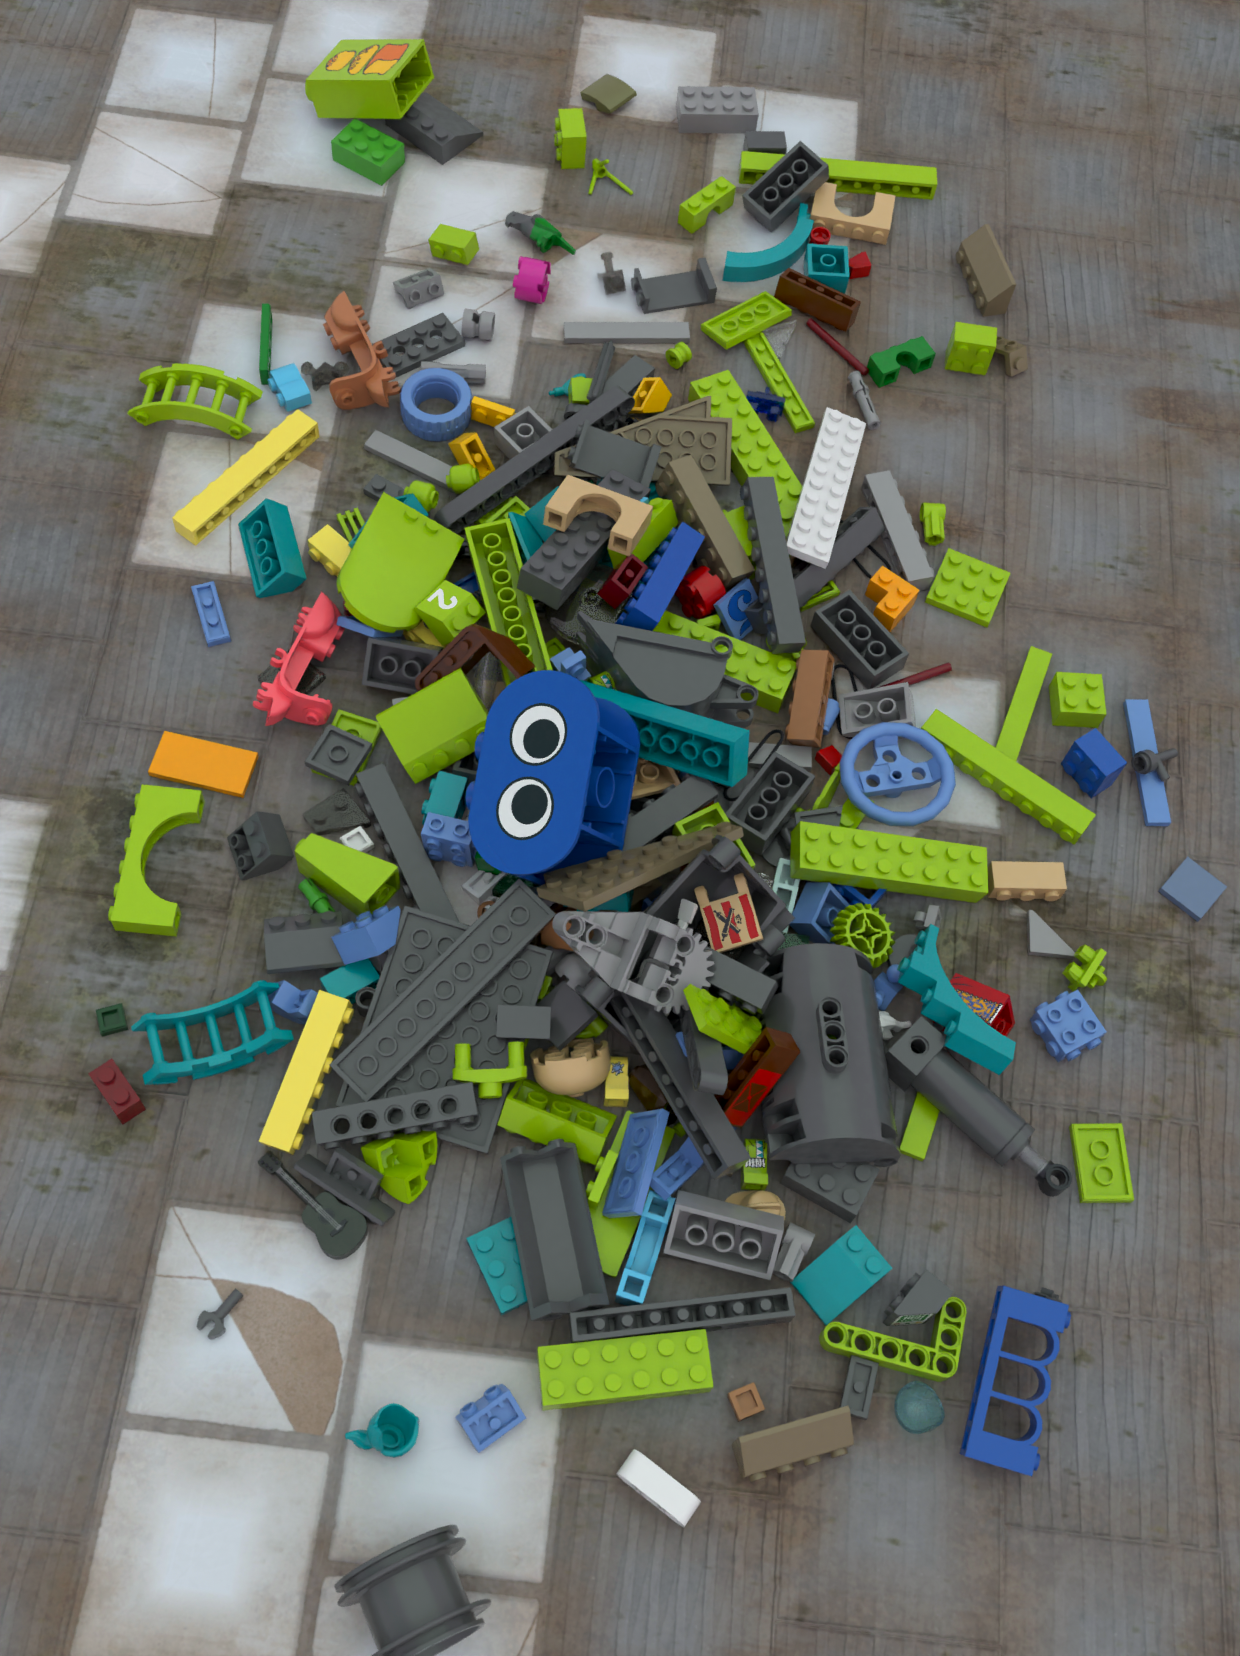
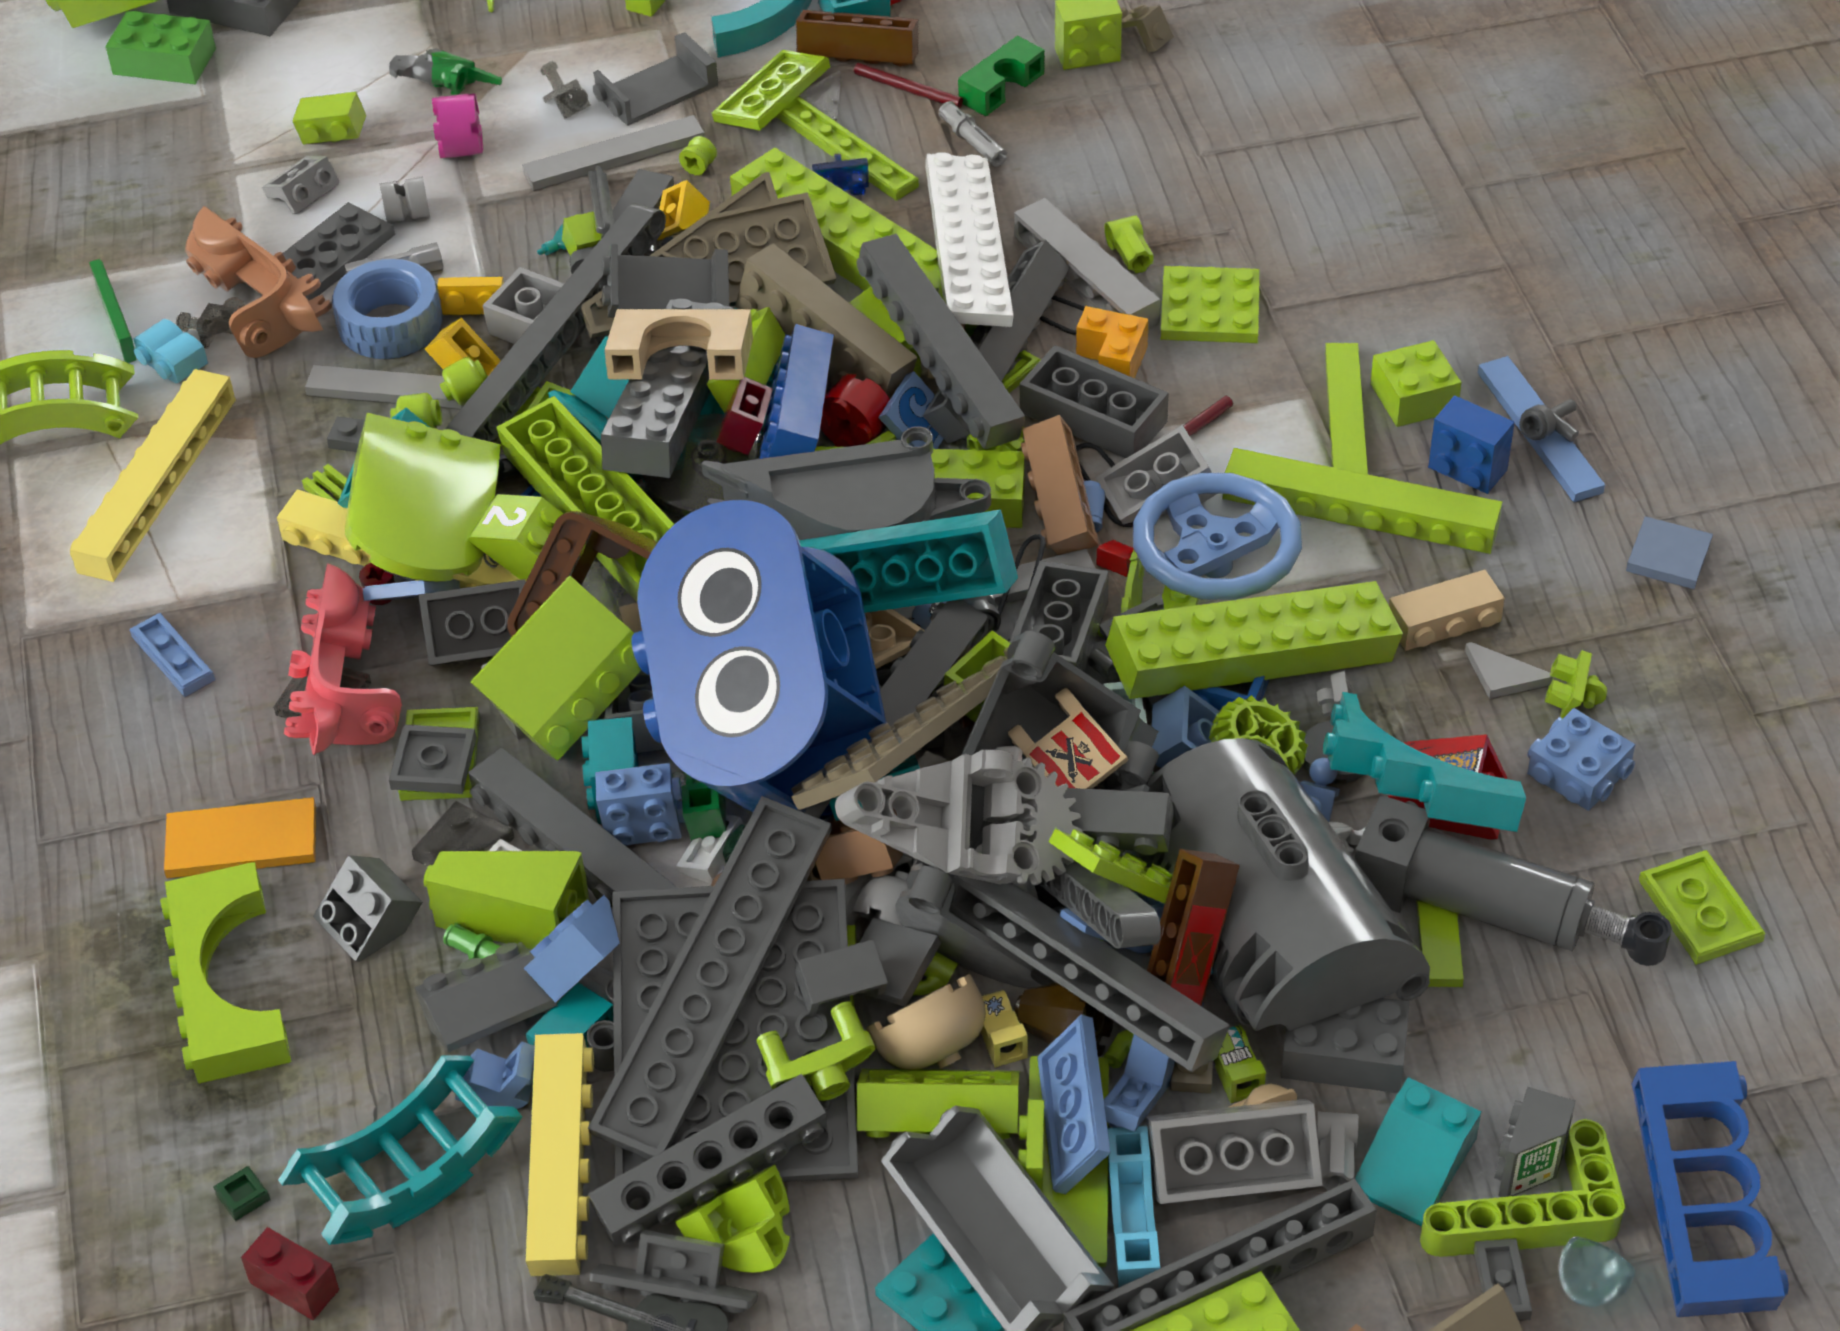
camera: 10 degrees left, 15 degrees down
(271, 549) = (227, 549): teal slope -> none

